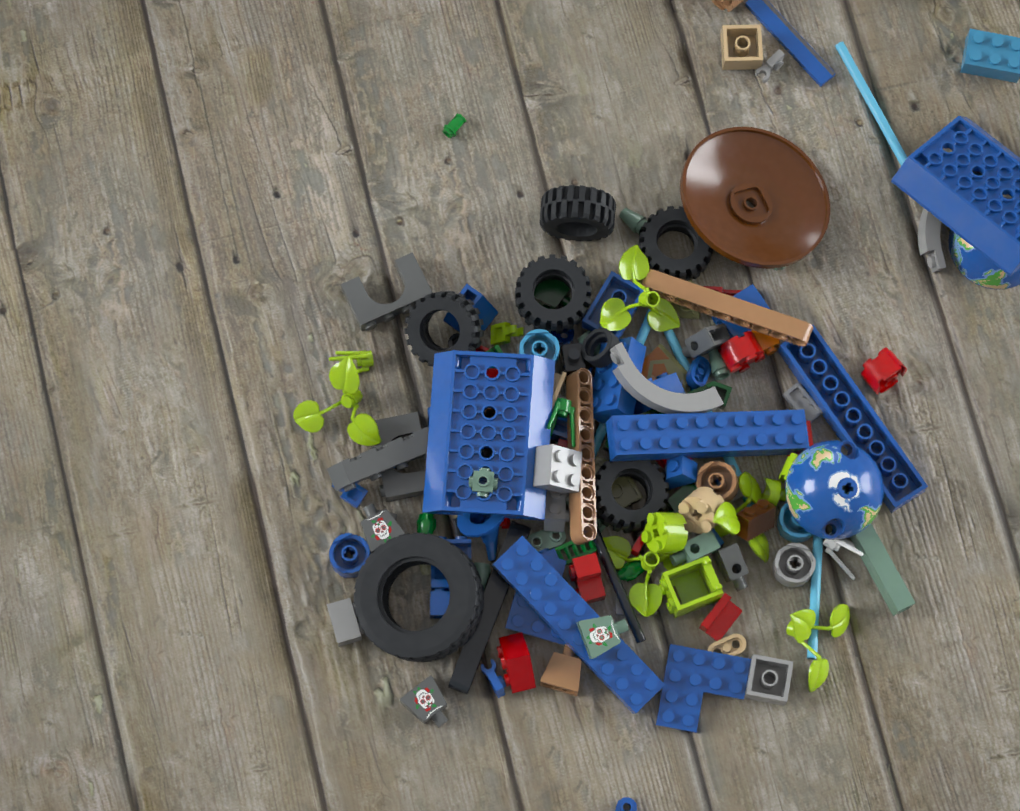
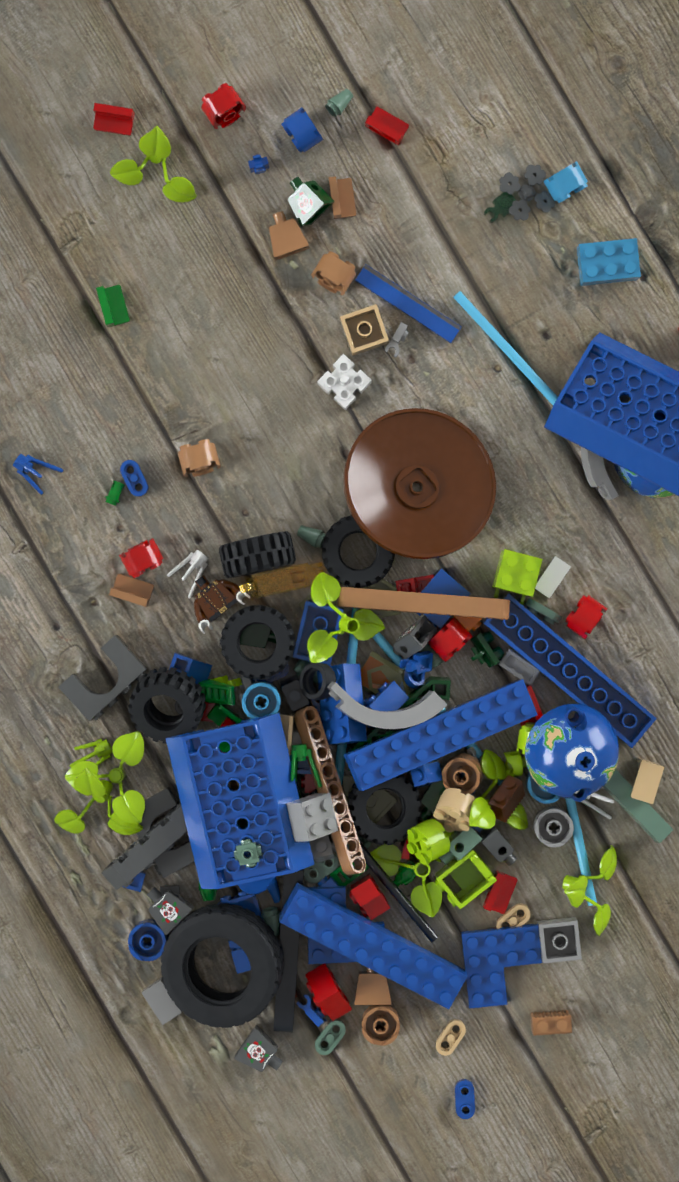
camera: 10 degrees left, 15 degrees up
(377, 74) = (24, 464): none -> blue plant
(377, 410) = (128, 749): none -> lime plant
(441, 220) = (132, 590): none -> medium nougat panel
(462, 188) = (141, 557): none -> red brick
(477, 118) = (134, 478): none -> blue plate
(495, 334) = (215, 692): none -> green slope
(503, 710) = (330, 1036): none -> sand green plate
(513, 210) = (198, 560): none -> white plant
(521, 249) = (215, 600): none -> reddish brown torso
(546, 115) = (198, 458): none -> medium nougat brick
(566, 700) = (378, 1034): none -> medium nougat brick
(589, 252) = (281, 580): none -> clear yellow hinge
(601, 634) = (396, 956): sand green torso -> none
(627, 748) = (451, 1037): none -> tan plate
(706, 365) = (419, 664): none -> blue plate
(708, 89) = (344, 382): none -> white brick
(736, 763) = (551, 1023): none -> medium nougat brick
(772, 378) = (483, 651): none -> dark green hips
(827, 307) = (517, 574): none -> lime container
(843, 356) = (535, 608): none -> sand green plate
(859, 328) = (552, 577): none -> white tile
(902, 542) = (647, 781): none -> tan panel

